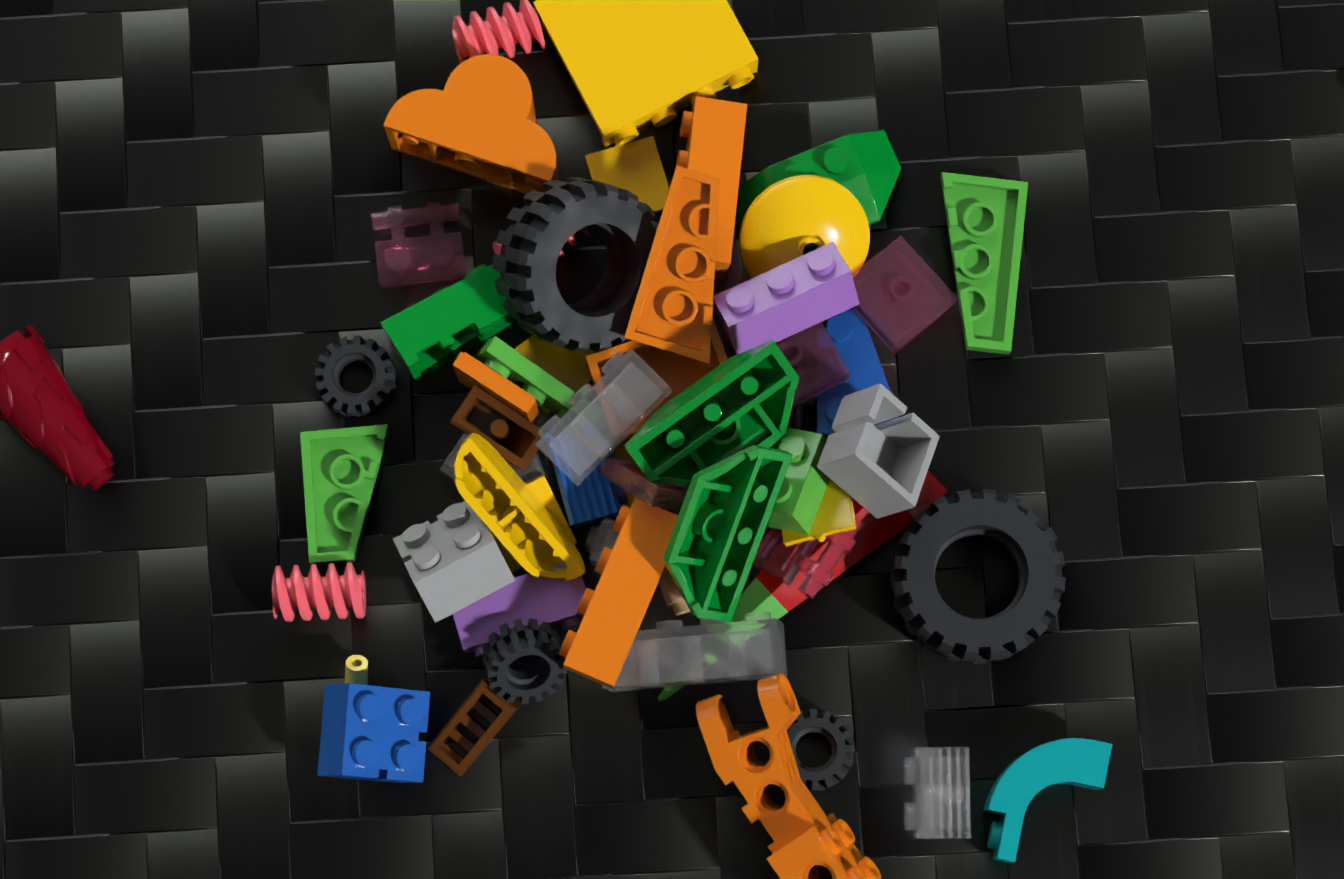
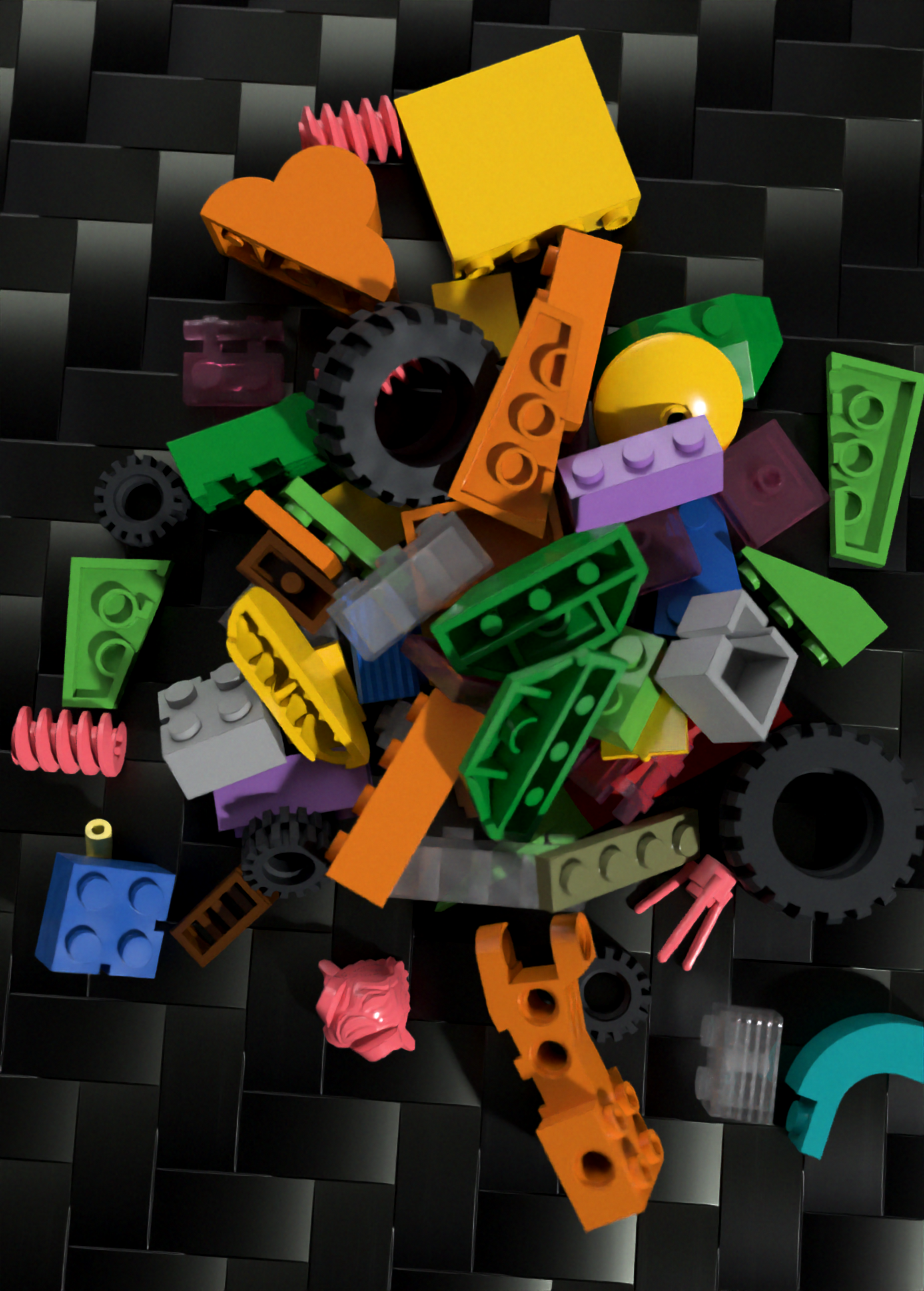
camera: 10 degrees right, 5 degrees up
(608, 788) = (366, 1006): none -> coral hair
(809, 624) = (616, 858): none -> olive plate
(892, 645) = (710, 887): none -> coral plant
(958, 395) = (822, 612): none -> bright green slope

